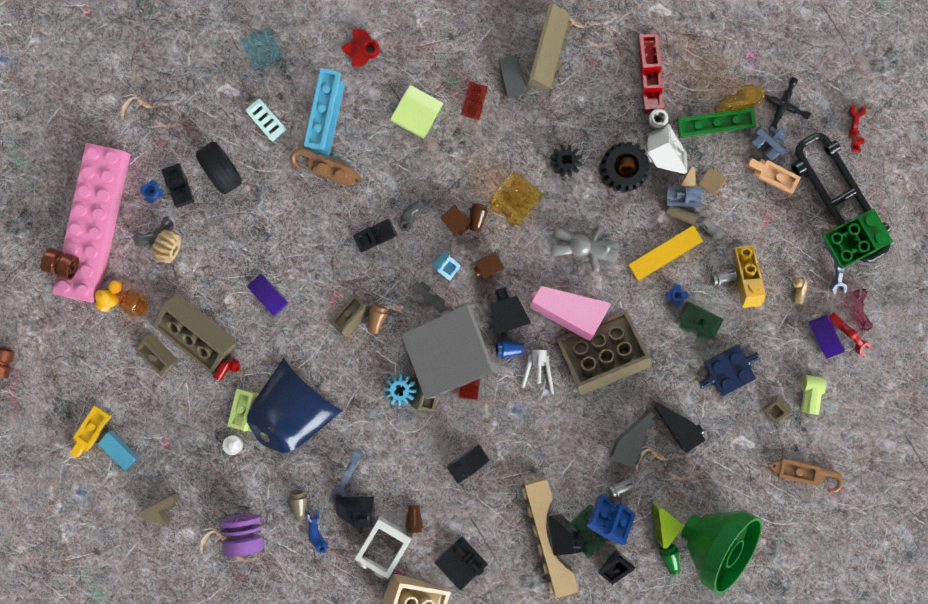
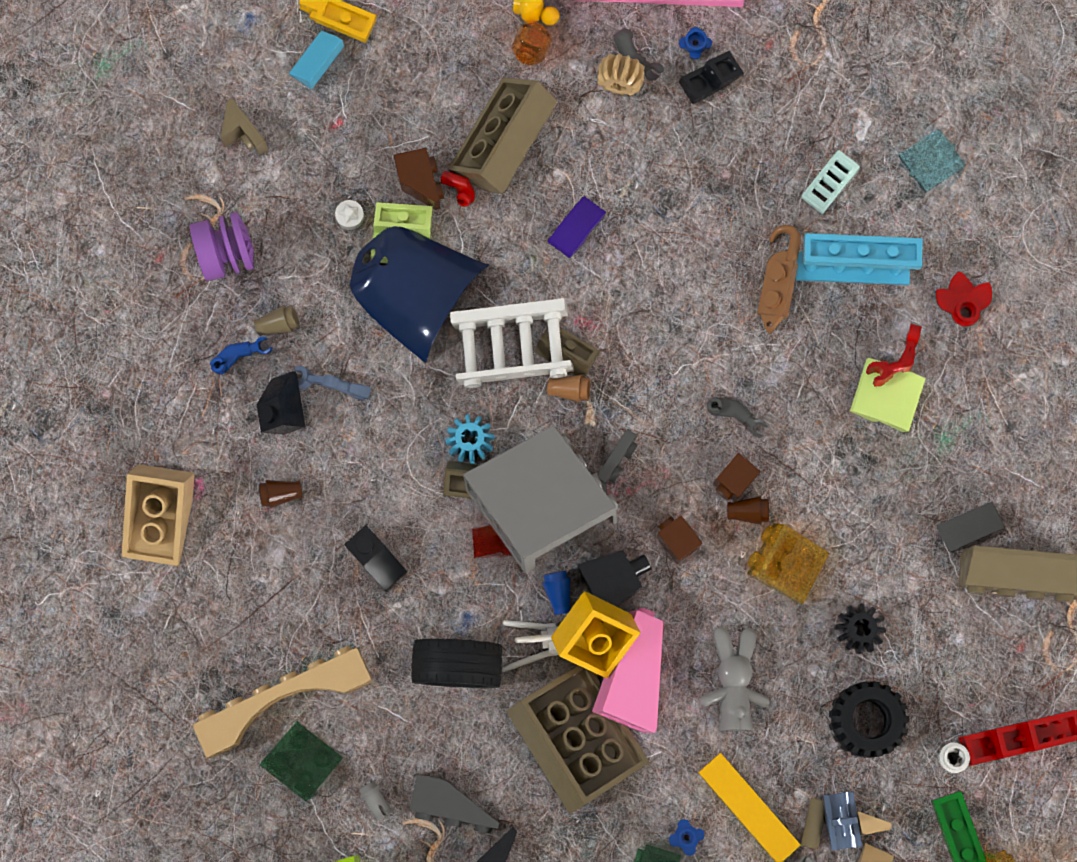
camera: 80 degrees right, 10 degrees down
(156, 354) = (463, 88): dark tan slope -> none
(214, 396) = (416, 176): none -> reddish brown slope
(218, 167) = (748, 125): black tyre -> none
(323, 360) = (495, 319): none -> white fence
(375, 235) = (692, 366): black slope -> none
(395, 532) = (258, 464): white window -> none
(399, 97) = (904, 363): none -> red piece
(446, 266) = (666, 478): medium azure slope -> none
(461, 563) = (223, 574): black hinge -> none
(474, 101) = (921, 475): clear red hips -> none
(544, 331) = (595, 634): none -> yellow brick
(548, 423) = (456, 663): none -> black tyre
(564, 536) = (288, 721): black slope -> none
(611, 520) = (323, 790): blue slope -> none
(616, 567) = (250, 812): black slope -> none
(627, 162) = (876, 716): reddish brown bush -> none
(666, 150) = (908, 780): white slope -> none

